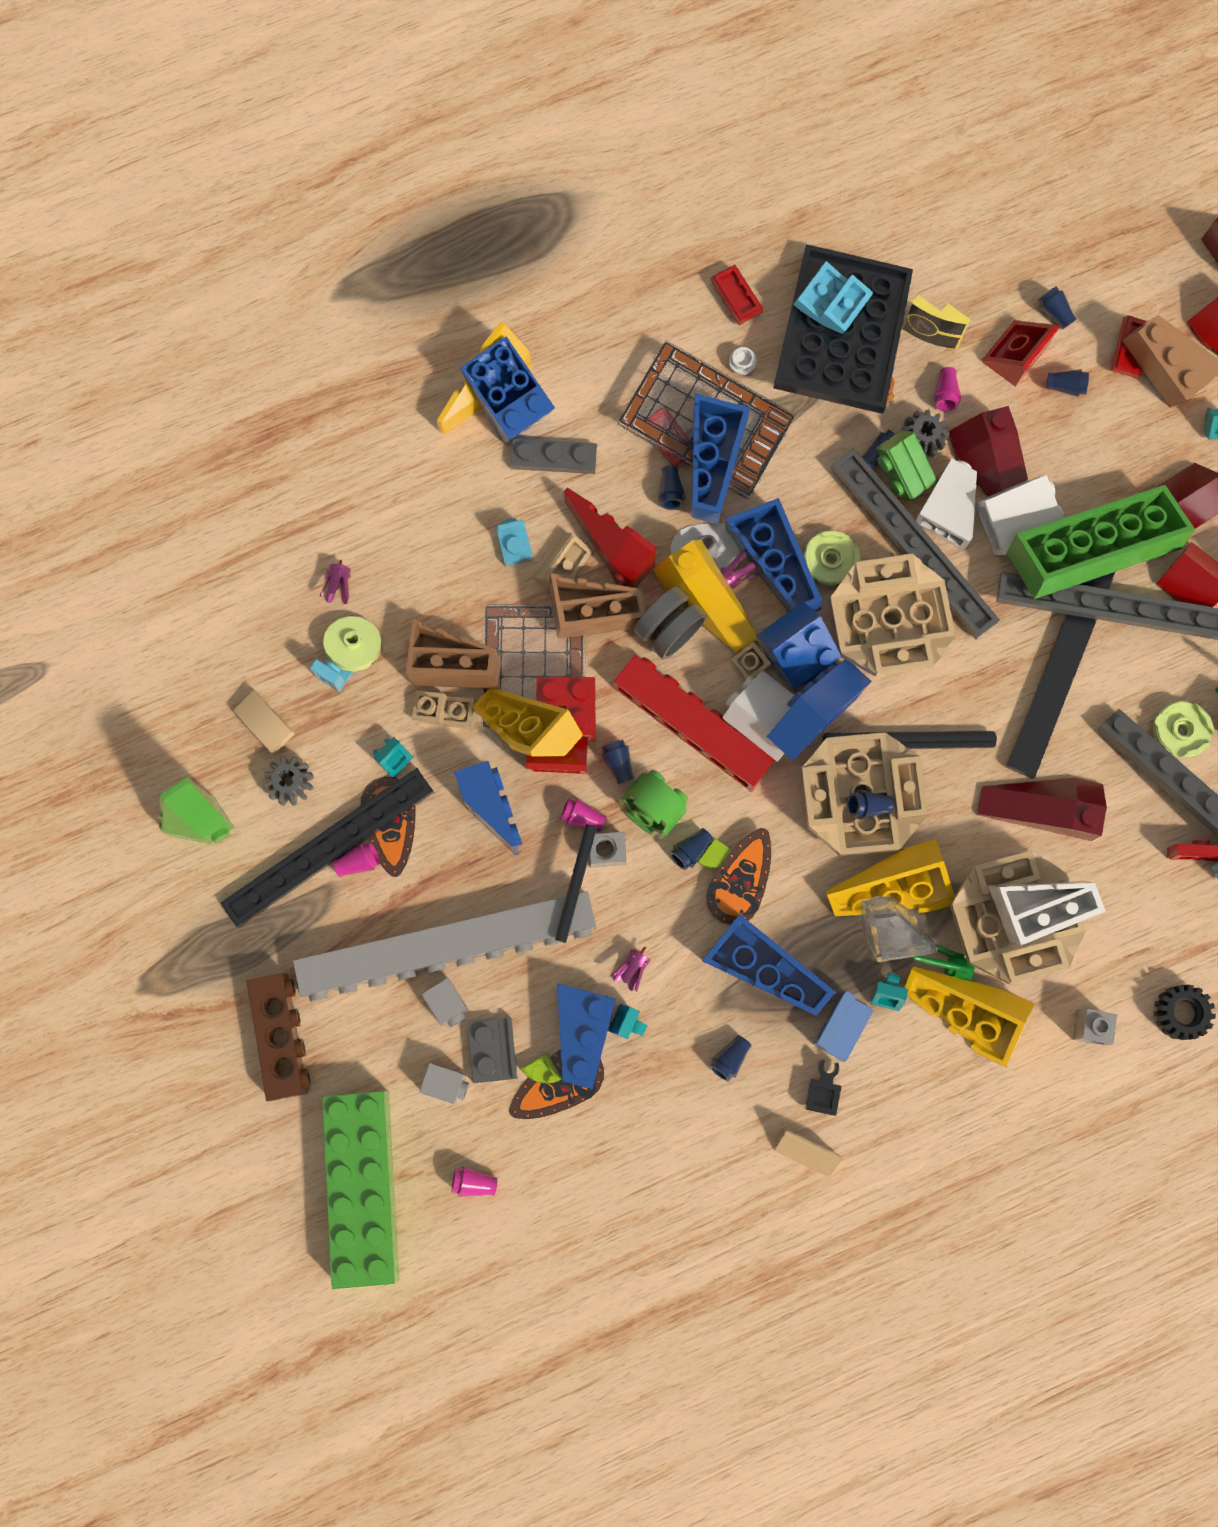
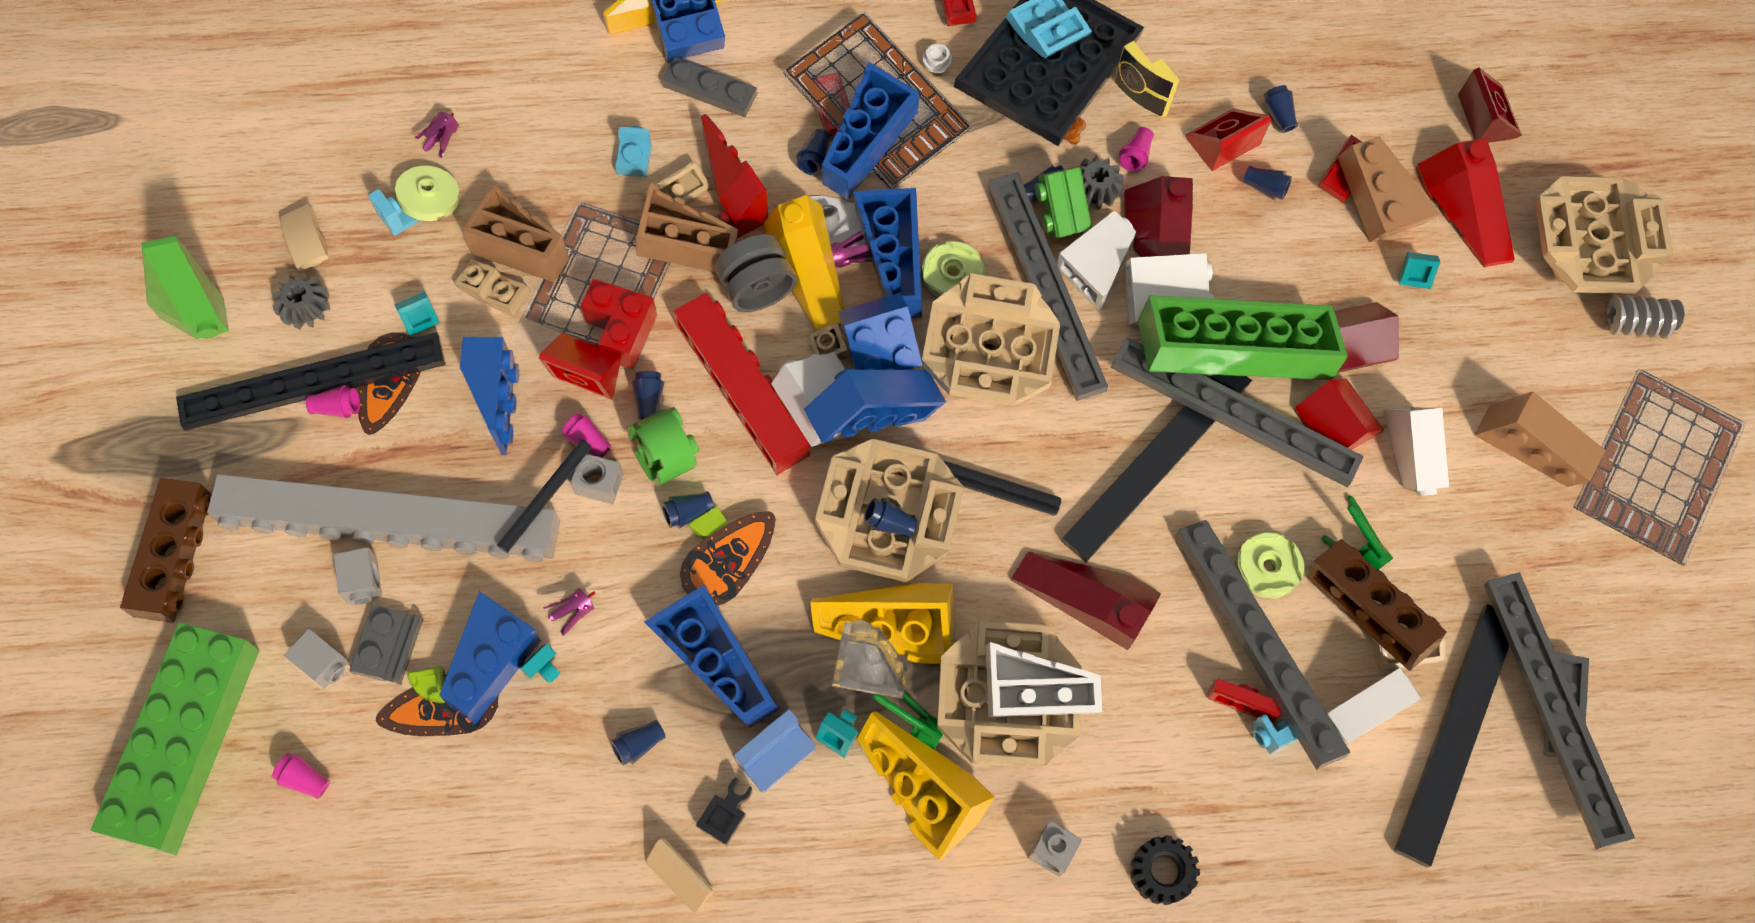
camera: 15 degrees right, 10 degrees down
(528, 724) = (565, 319): yellow wedge -> none

